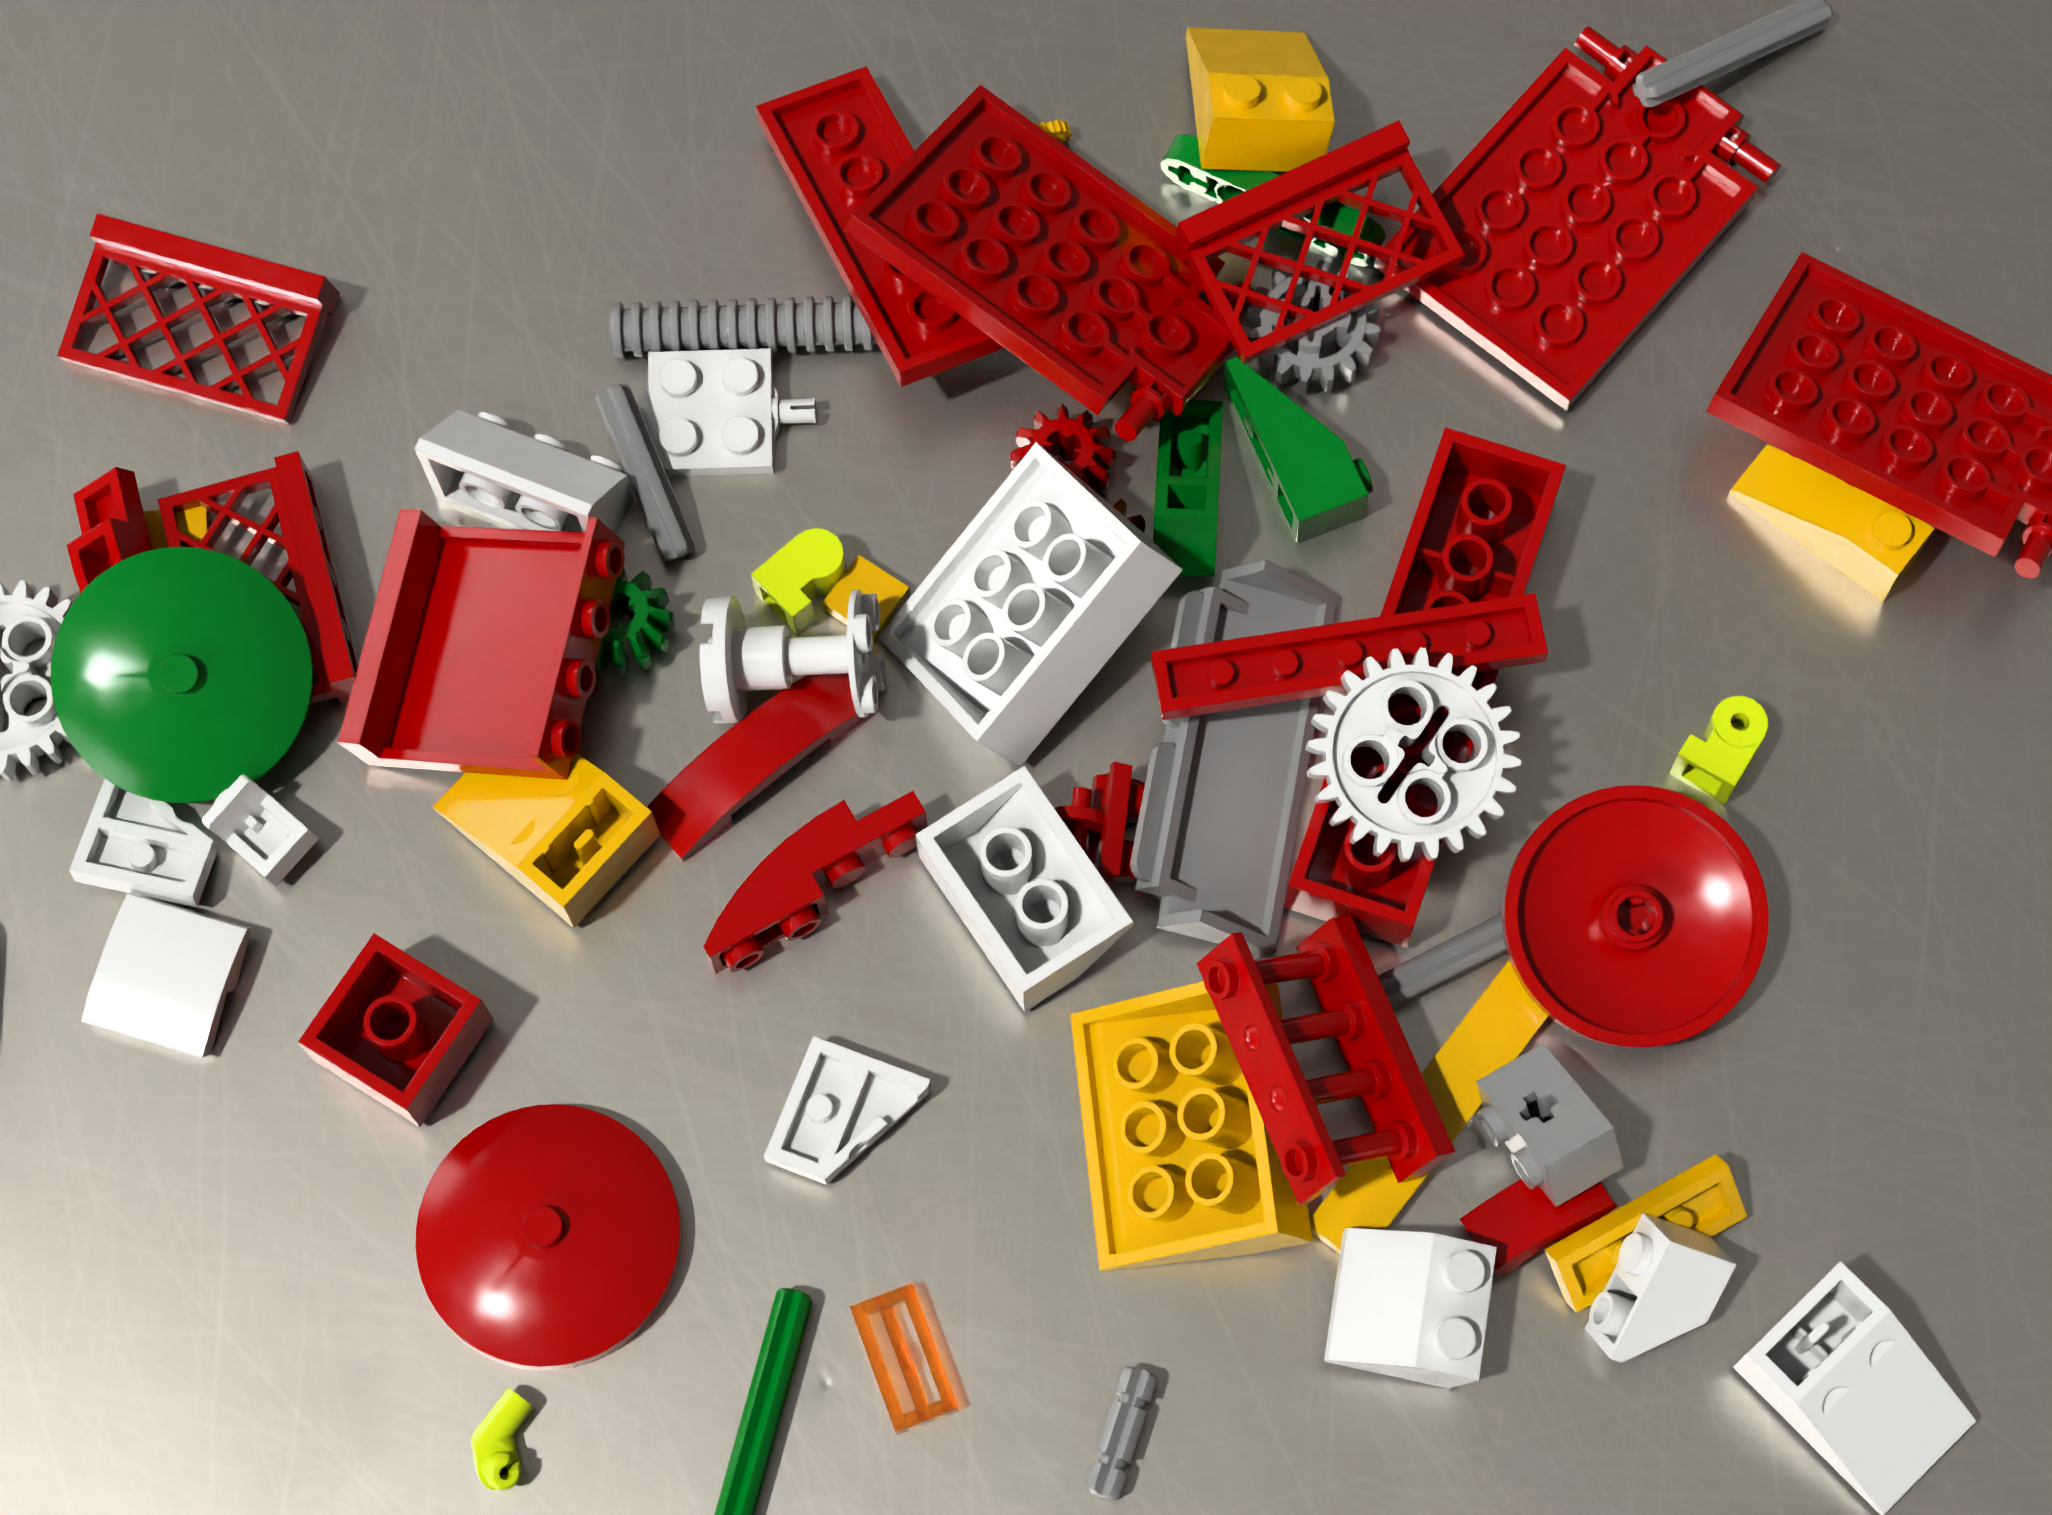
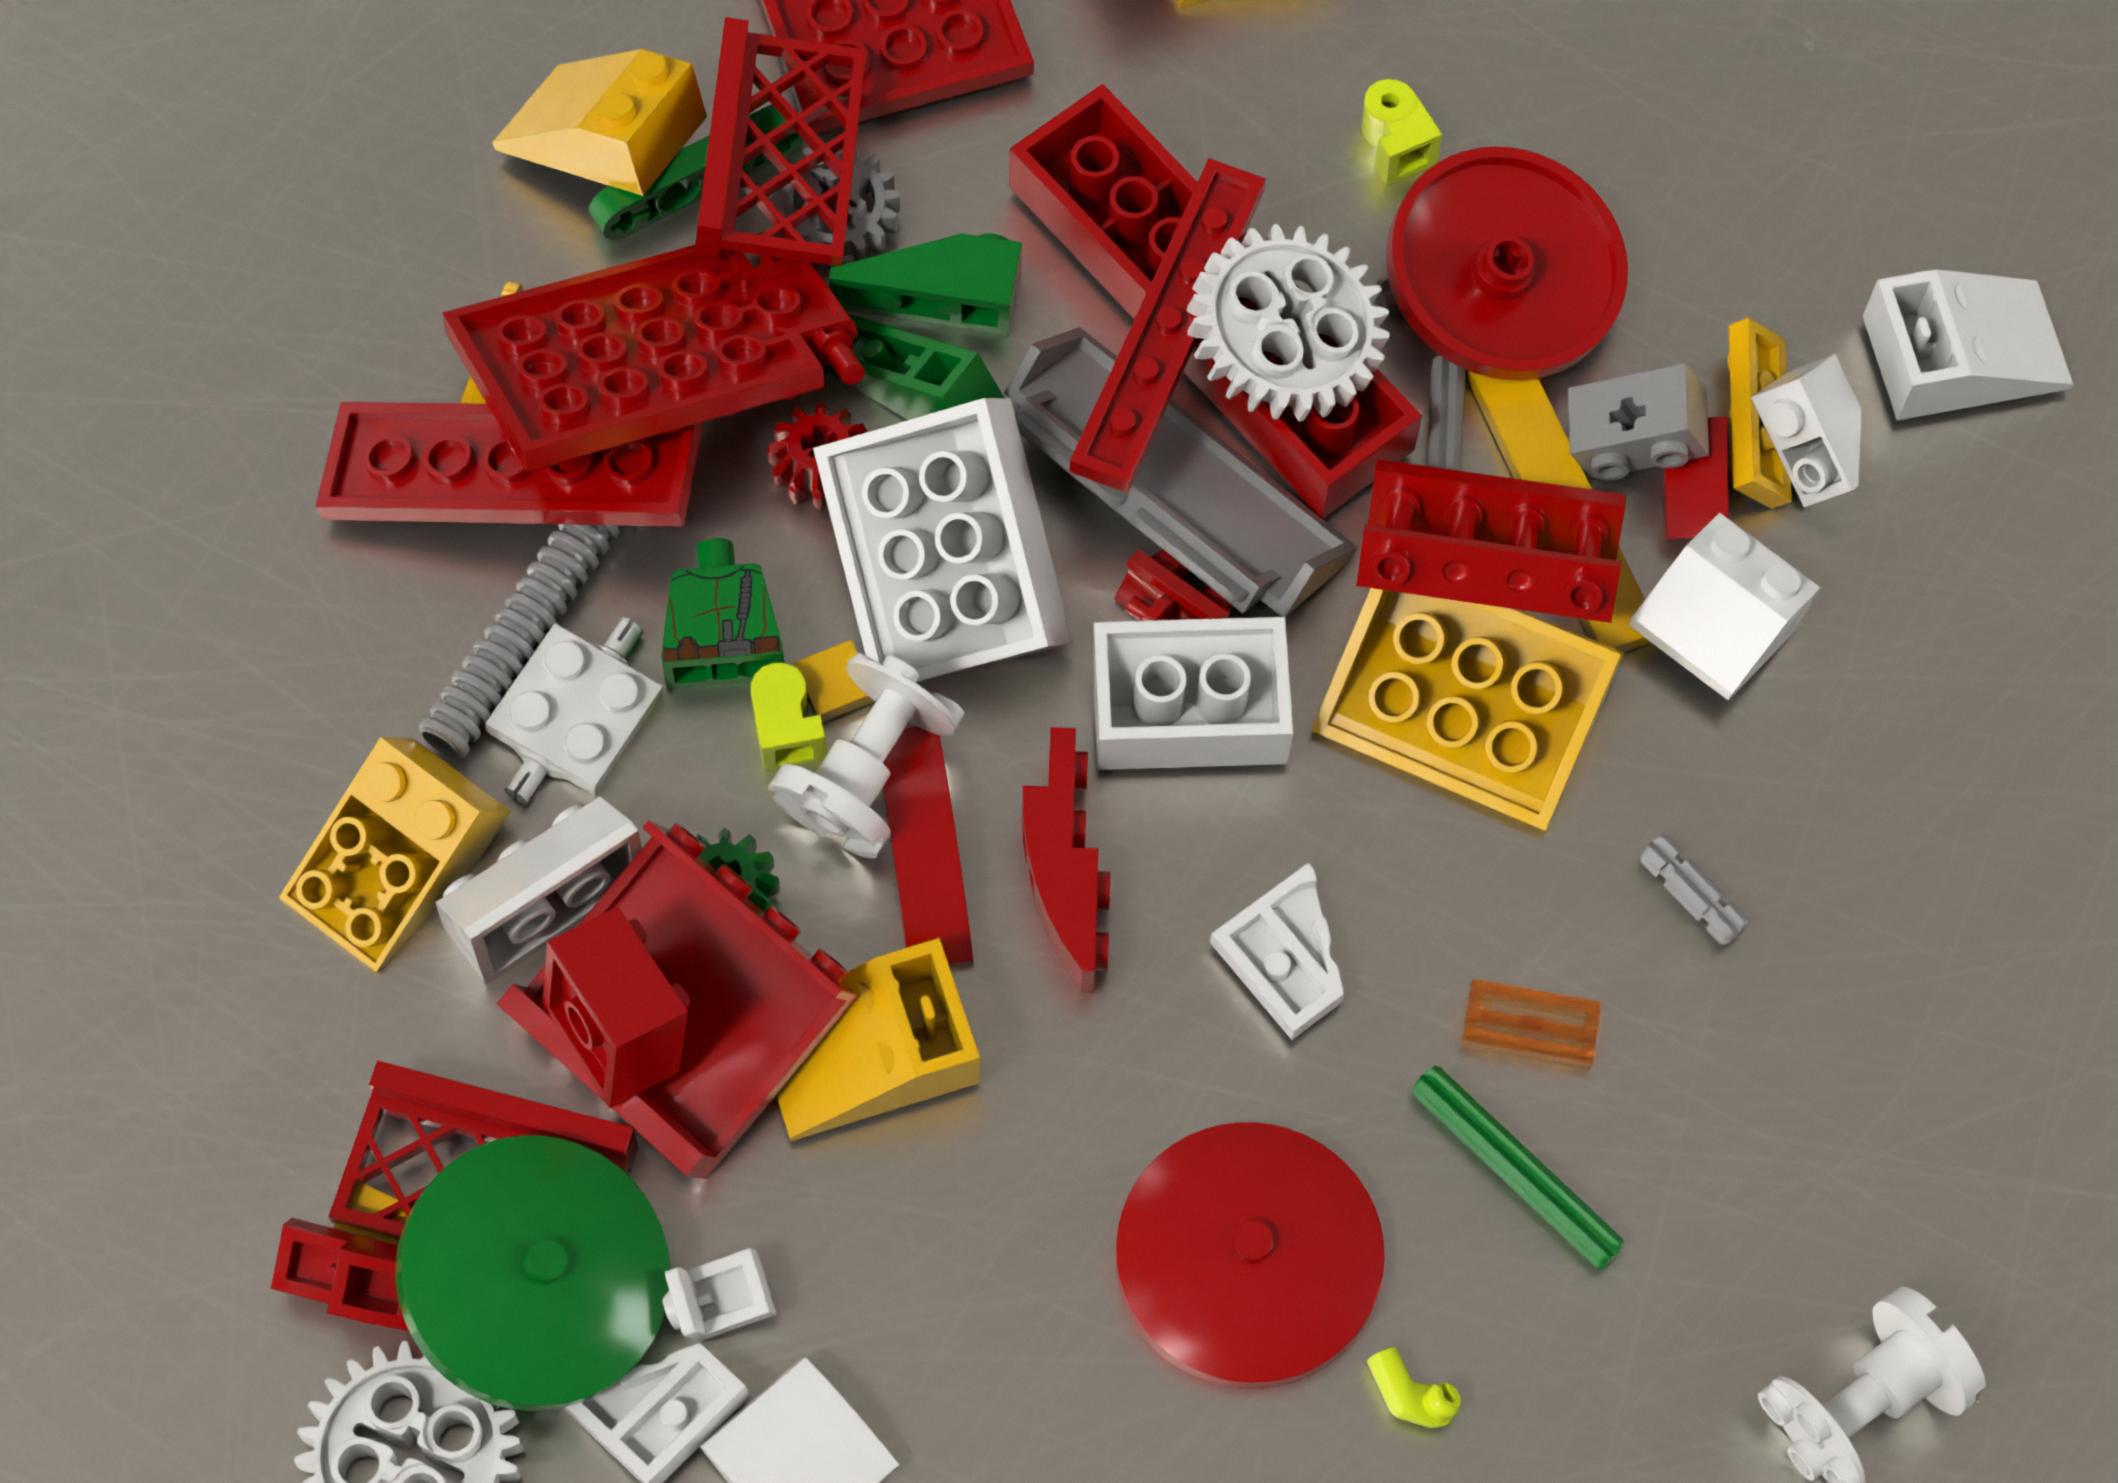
camera: 65 degrees left, 5 degrees down
(210, 268) = (129, 1047): red fence -> none
(396, 1029) = (991, 1270): red brick -> none
(422, 592) = (615, 1005): none -> red container
(503, 352) = (392, 850): none -> yellow slope
(645, 472) = (589, 782): light grey axle -> none
(856, 473) = (718, 621): none -> green torso

